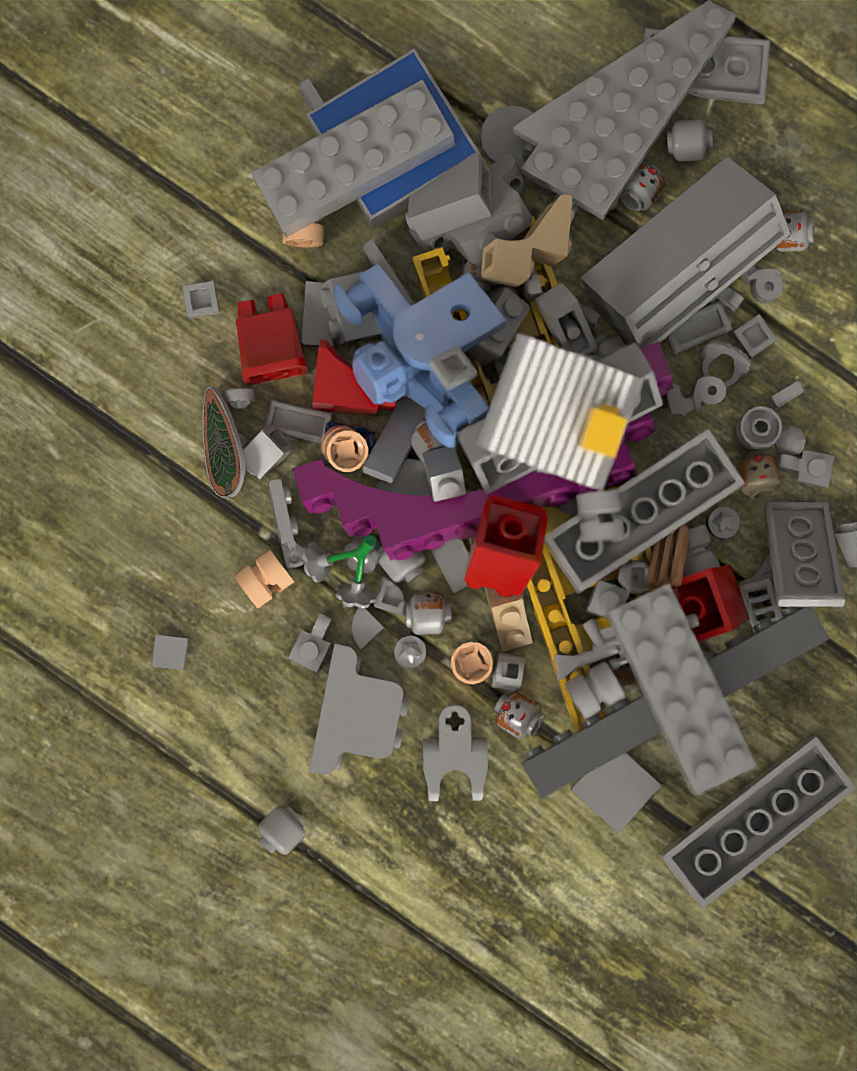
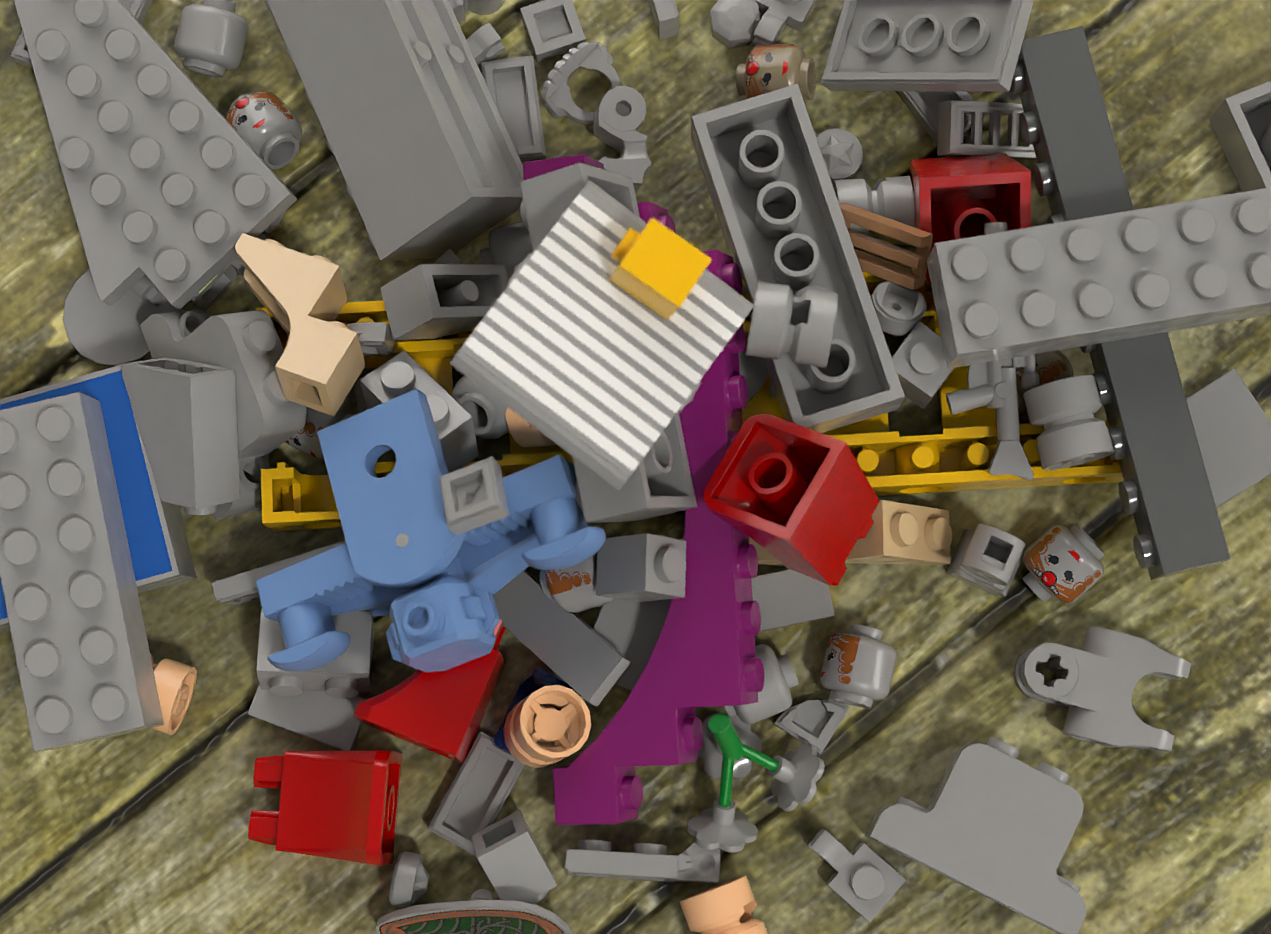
camera: 65 degrees left, 5 degrees down
(200, 299) = (224, 900): light grey plate -> none
(364, 627) = (852, 778): light grey tile -> none
(410, 651) = (911, 714): light grey tile -> none
(471, 663) = (960, 616): light nougat wheel -> none
(758, 429) = (700, 70): light grey wheel -> none

